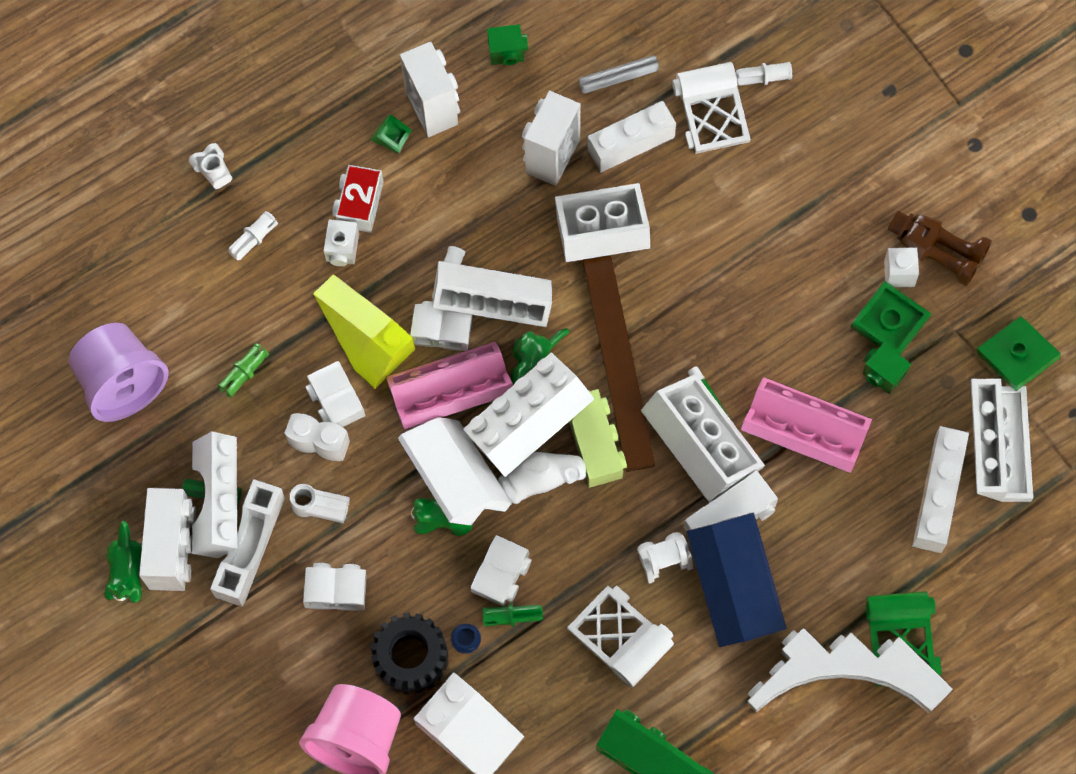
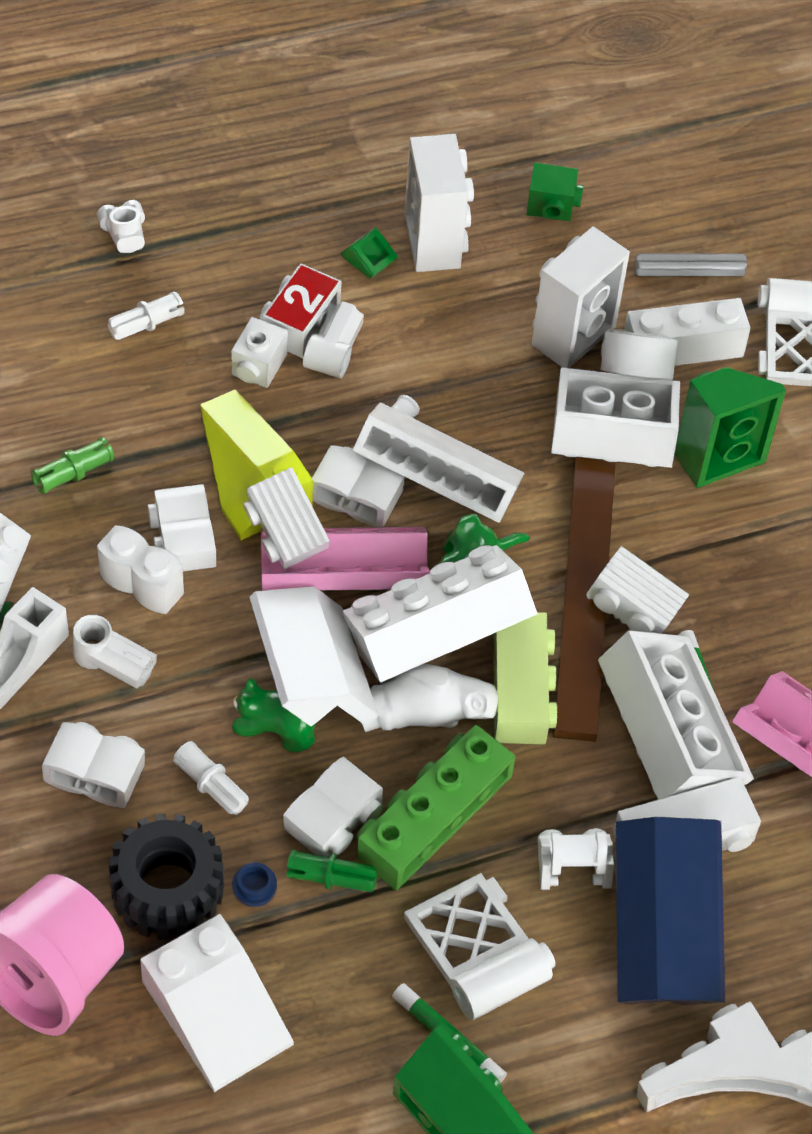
camera: 10 degrees right, 15 degrees down
(390, 221) = (332, 347): none -> white piece
(405, 375) = (286, 519): none -> white brick
(414, 573) = (210, 778): none -> white axle
(565, 548) = (435, 806): none -> bright green brick
(604, 170) = (638, 354): none -> white brick
(619, 701) = (432, 1019): none -> green bar
(653, 355) = (636, 593): none -> white brick
(680, 209) = (727, 424): none -> green slope

